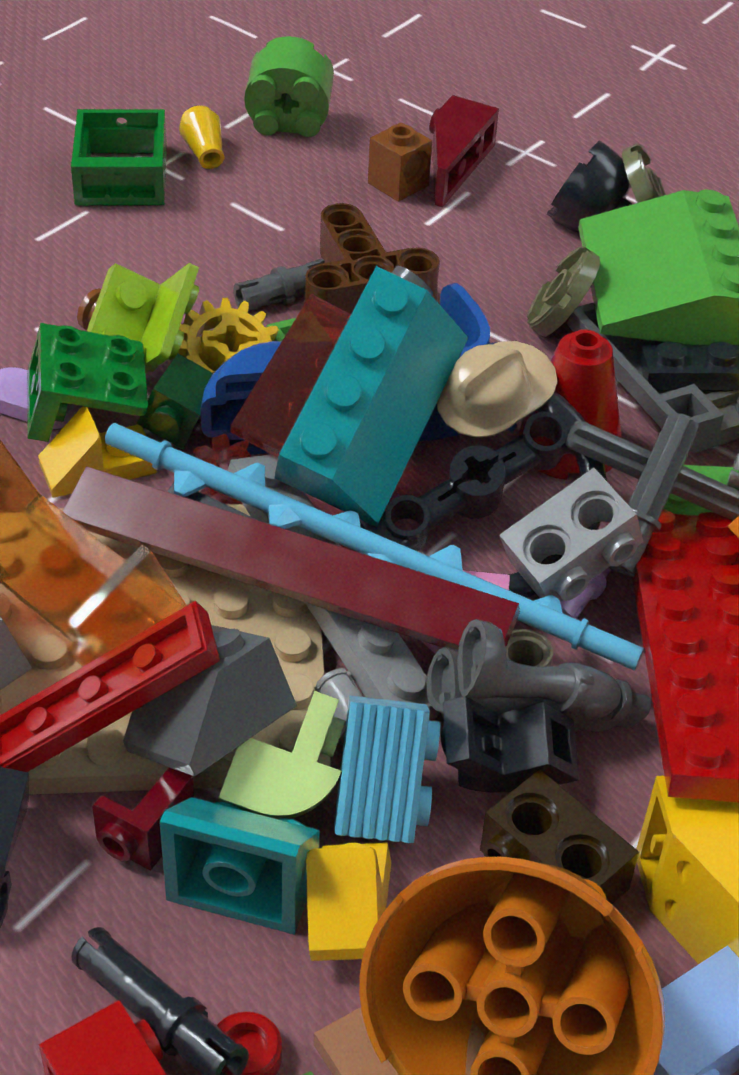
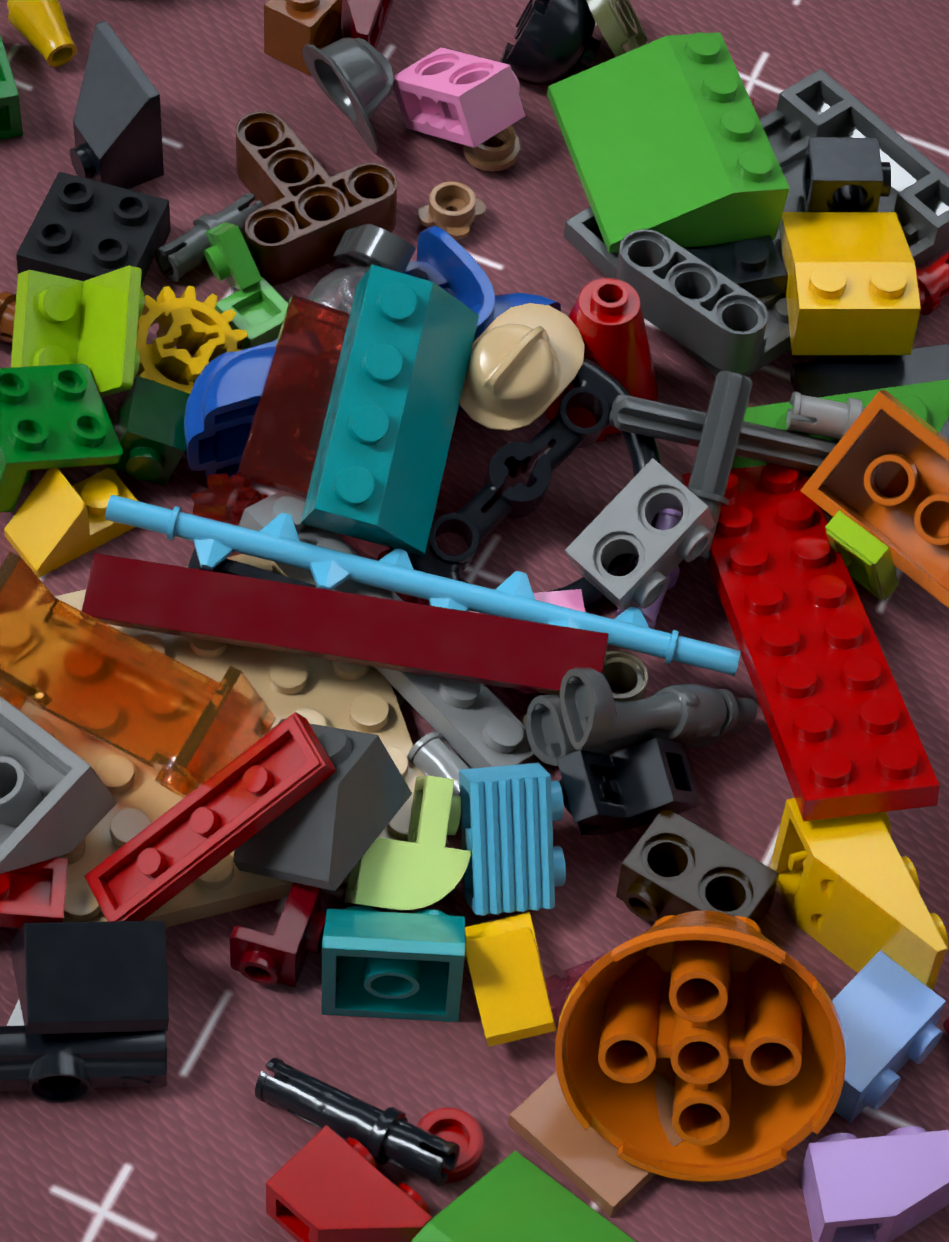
camera: 15 degrees left, 10 degrees up
(218, 259) = (93, 230): none -> black brick
(230, 195) = (116, 117): none -> black slope
(288, 292) = (230, 256): none -> bright green plate
(425, 196) = (354, 79): none -> dark grey piece
(487, 293) = (452, 209): none -> medium nougat plate
(506, 218) = (458, 97): none -> bright pink brick
(526, 260) = (496, 152): none -> medium nougat plate
(562, 296) = (553, 199): olive tile -> none
(663, 370) = (693, 301): none -> dark grey beam

